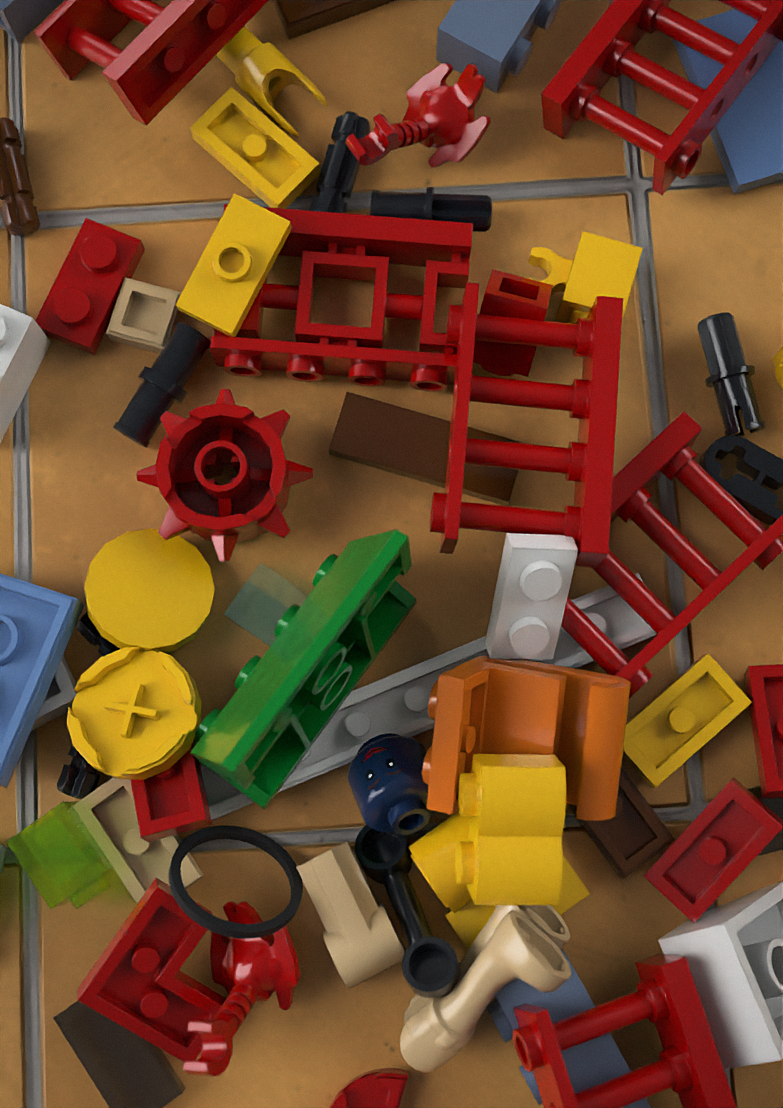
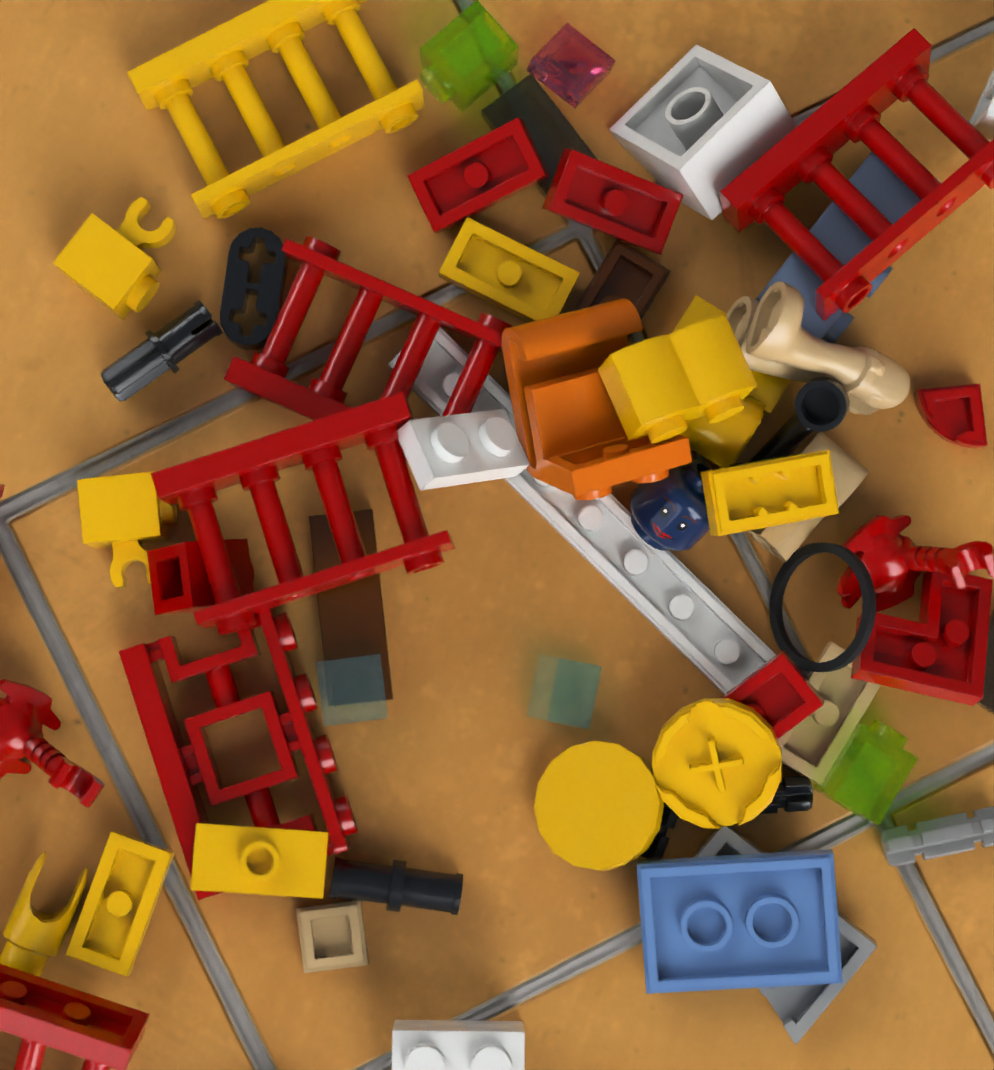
camera: 120 degrees left, 5 degrees up
(89, 286) = (325, 1005): red plate -> none
(198, 451) = (447, 817): red brick -> none
(308, 668) = (609, 624): green piece -> none
(339, 165) = (108, 812): black axle -> none
(351, 415) = (352, 690): none -> clear light blue tile
(365, 875) = (769, 492): none -> yellow plate
(431, 206) = (114, 705): black axle -> none

